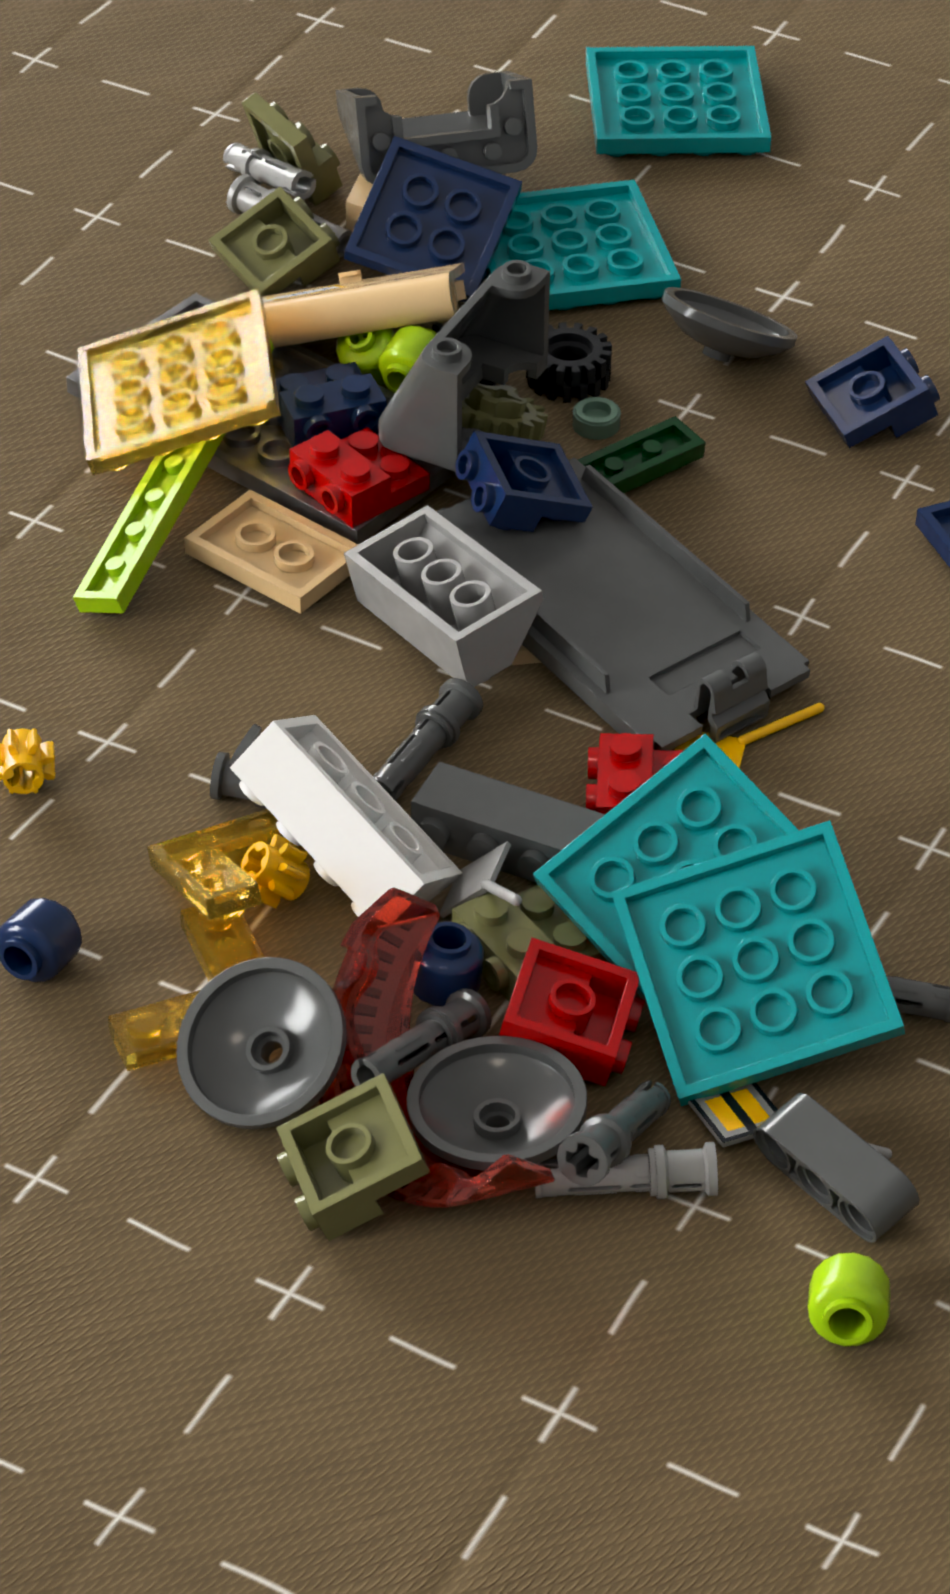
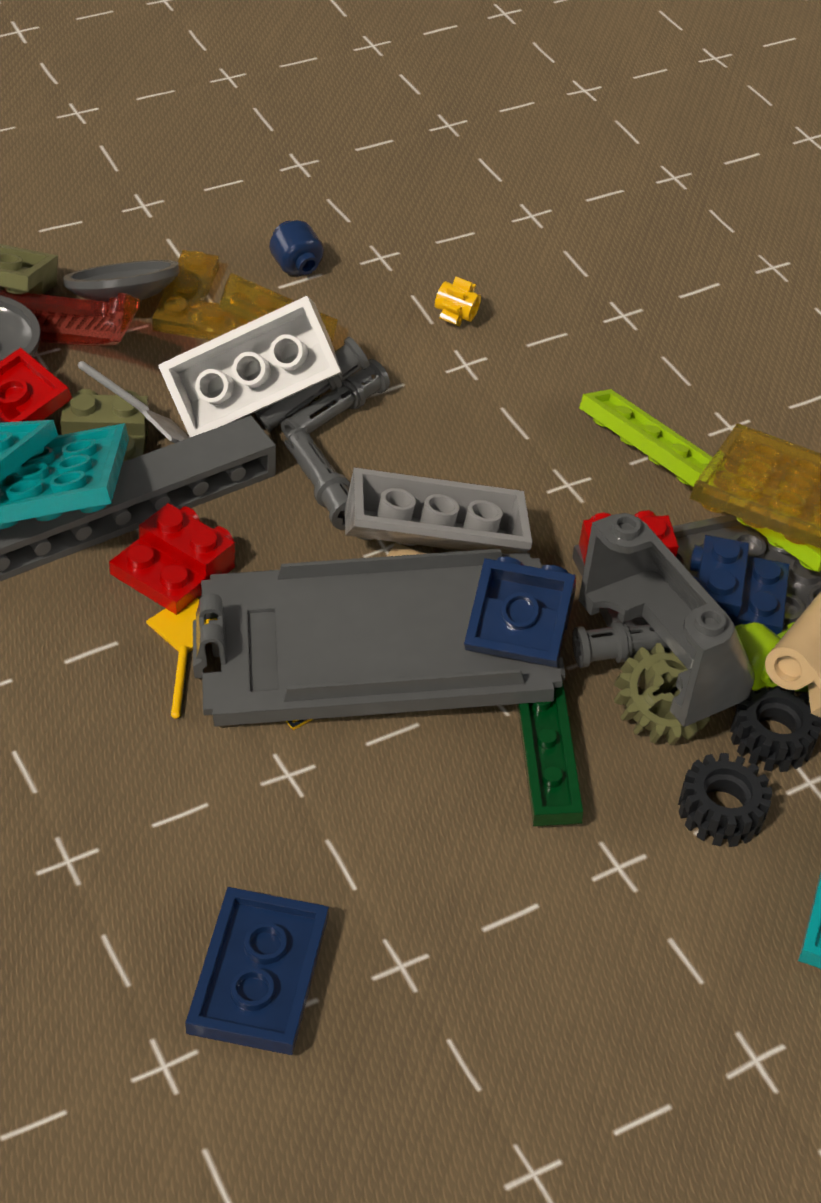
camera: 120 degrees right, 5 degrees up
(272, 550) = (564, 500): tan plate -> none
(433, 1031) = (60, 346): dark grey pin -> none
(449, 963) = (111, 362): dark blue head -> none
(596, 418) = (639, 785): sand green tile -> none
(726, 326) = (725, 921): dark grey dish -> none
(874, 392) = (517, 992): dark blue plate -> none

